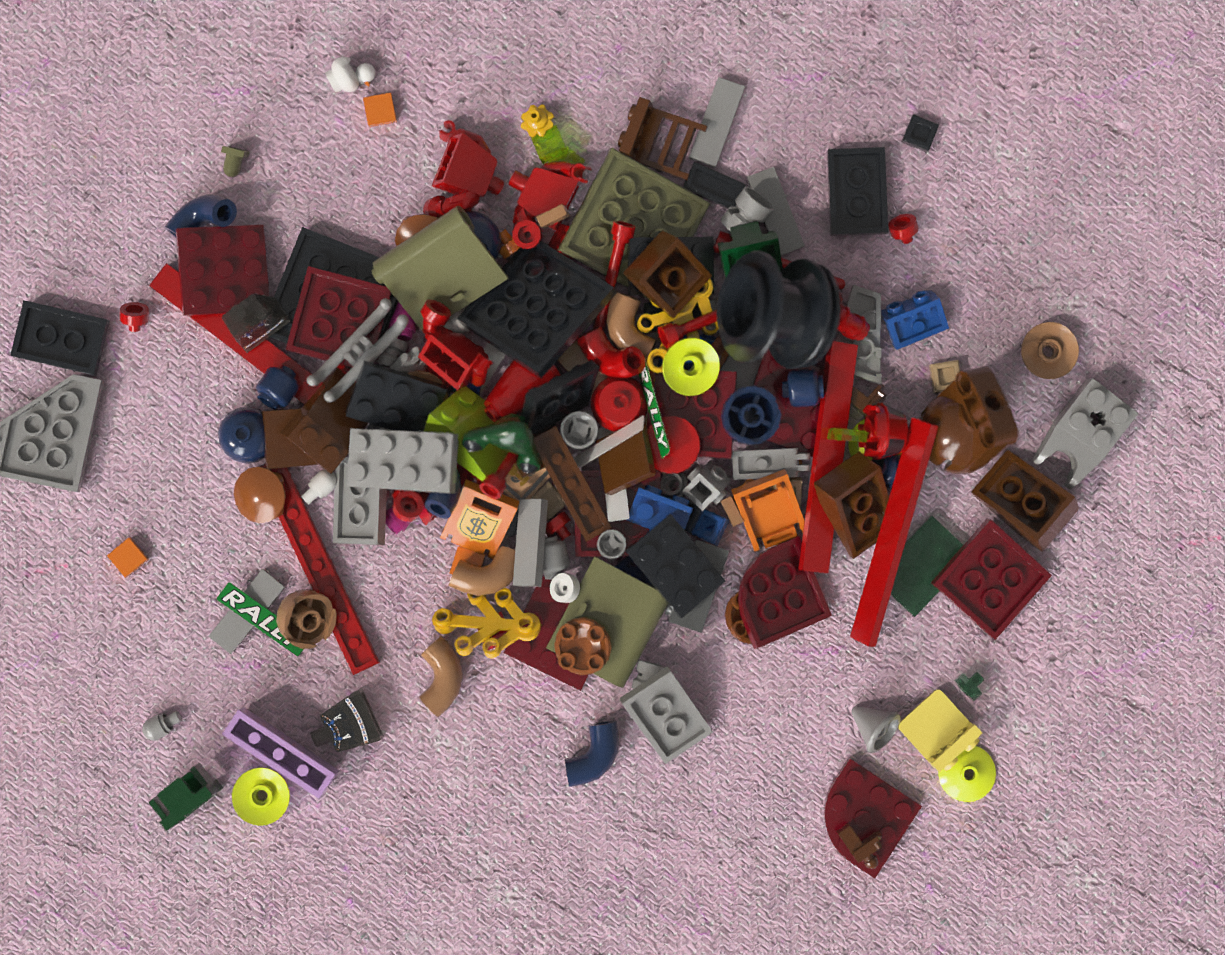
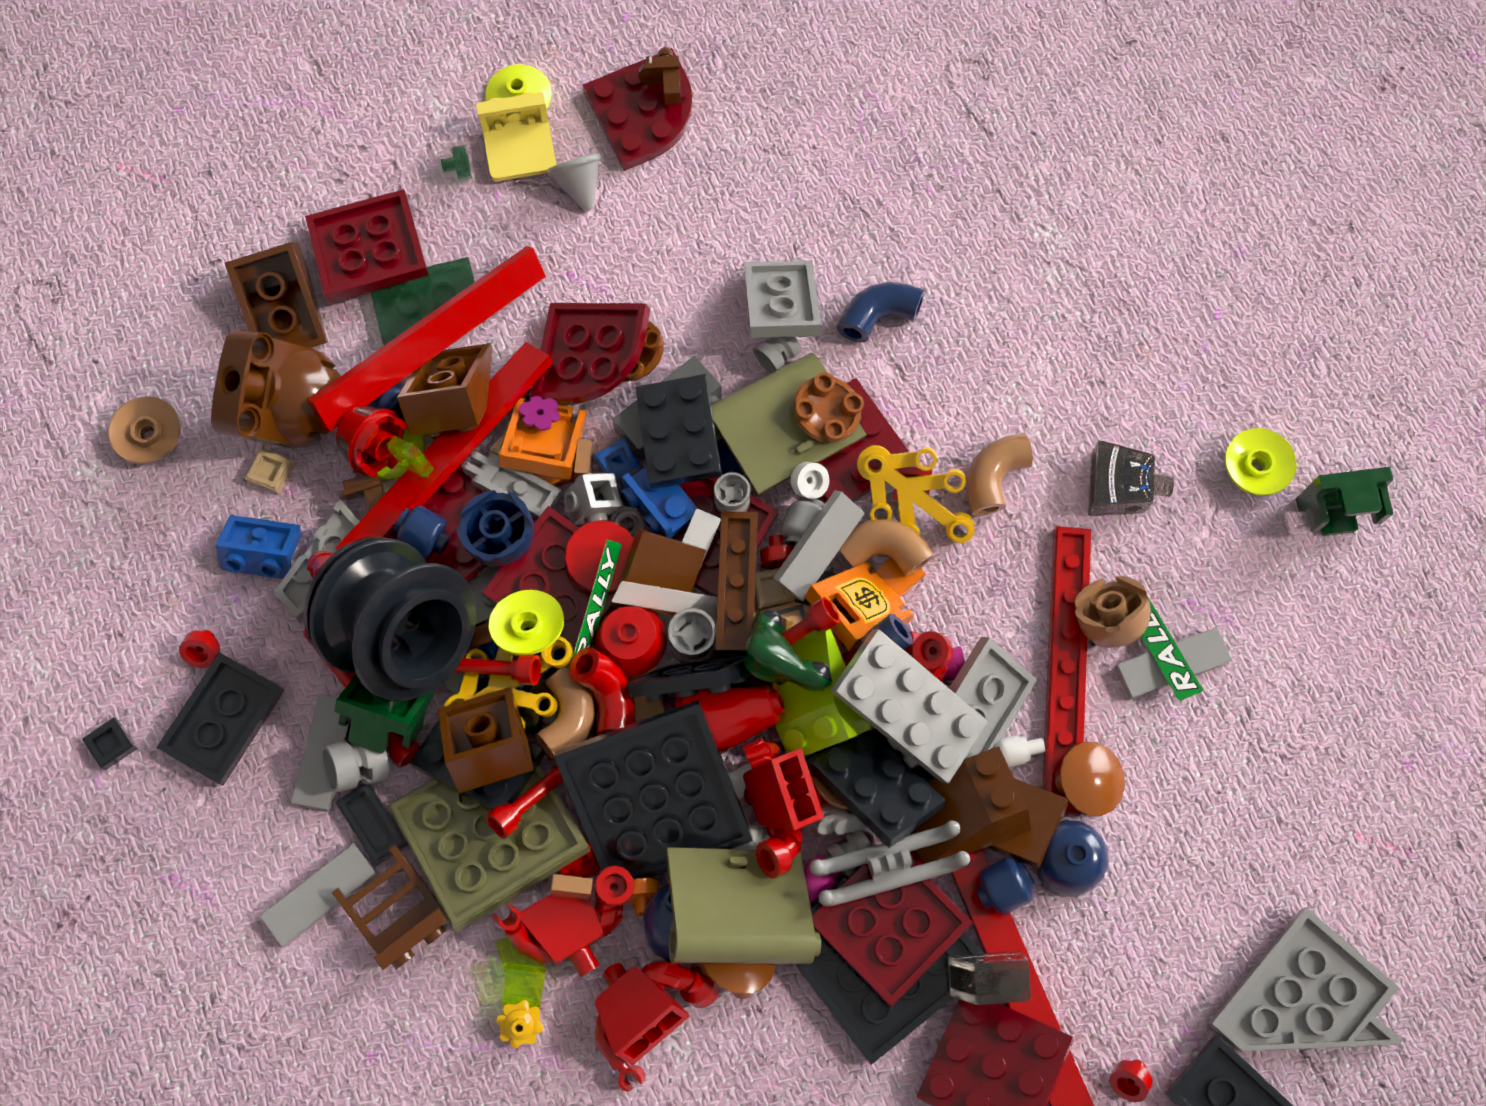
camera: 150 degrees left, 15 degrees down
(127, 557) = (1281, 801): orange tile -> none
(160, 725) = (1334, 597): light grey cylinder -> none
(280, 752) = (1215, 490): lavender brick -> none
(780, 533) = (539, 413): none -> magenta plant
(1078, 438) = (168, 329): light grey brick -> none

